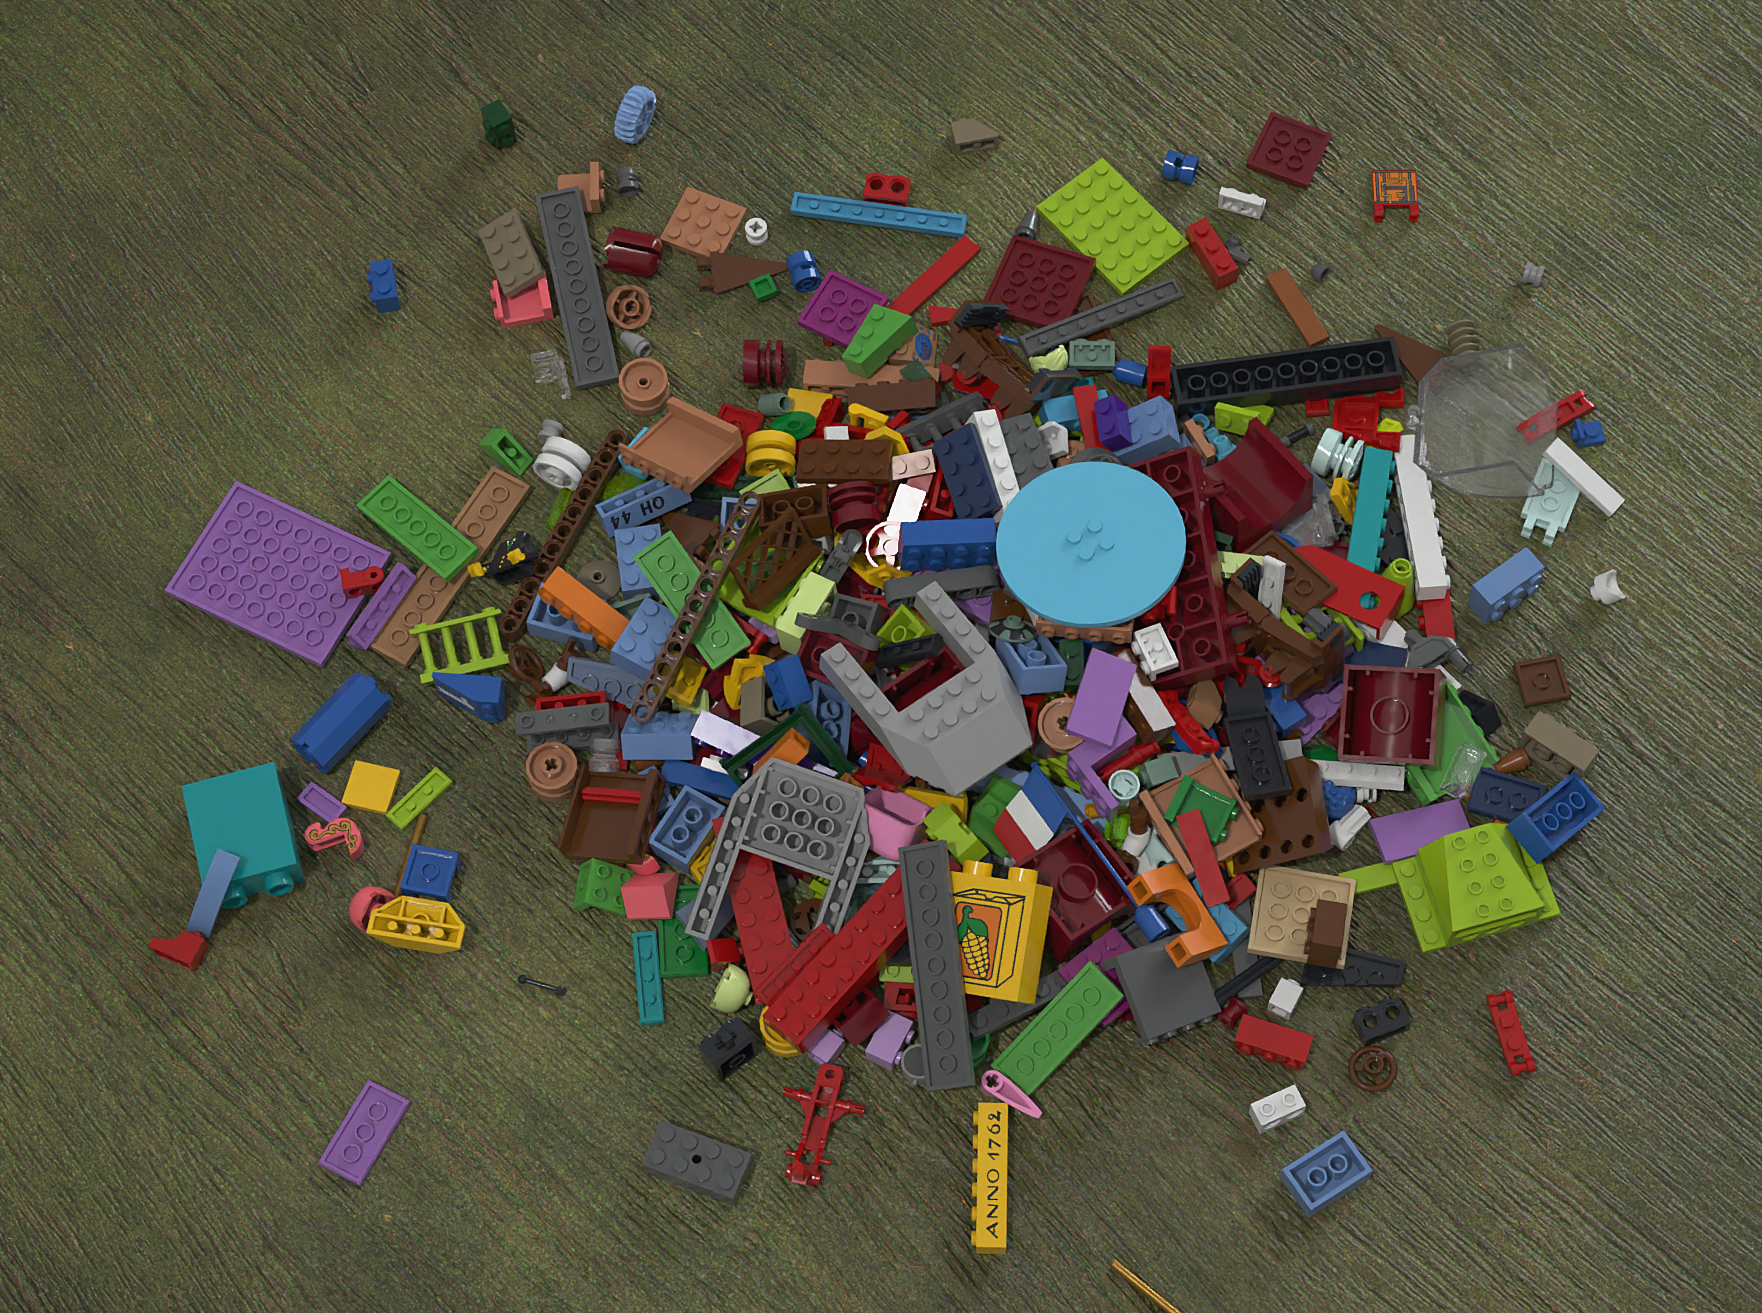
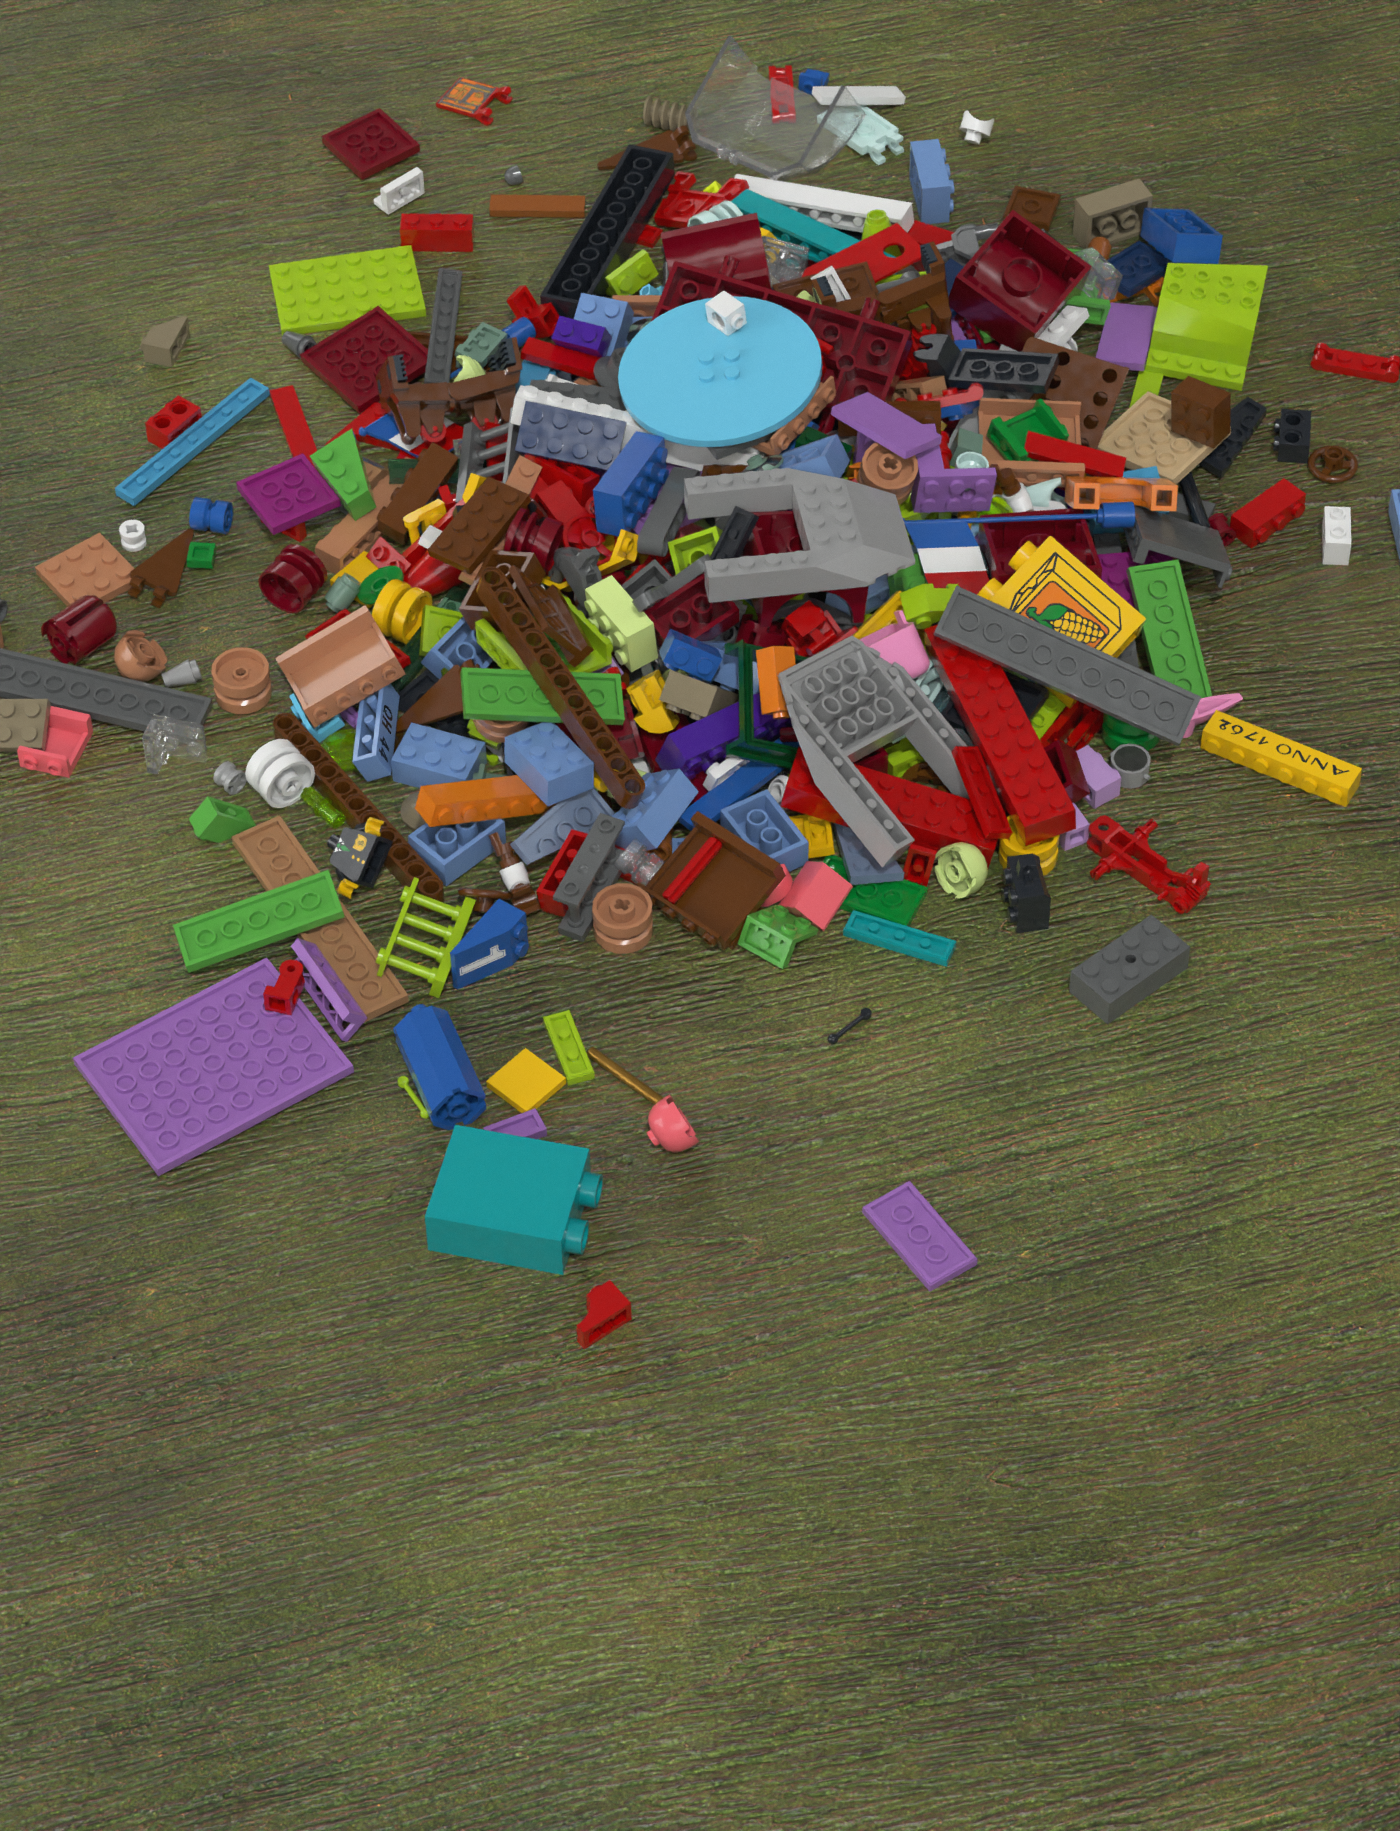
camera: 65 degrees left, 15 degrees down
(213, 893) = (574, 1237): medium blue slope -> none
(335, 832) = (570, 1115): coral animal -> none
(417, 925) = (725, 1087): yellow wedge -> none
(430, 873) = (668, 1059): blue panel -> none
(875, 748) = (806, 624): none -> red brick
(1144, 515) = (726, 313): none -> white brick
(1153, 650) = (855, 381): white bracket -> none
(1187, 164) = (328, 215): blue wheel -> none
(1285, 998) = (1230, 488): white brick -> none
(1533, 274) = (630, 47): light grey wheel -> none

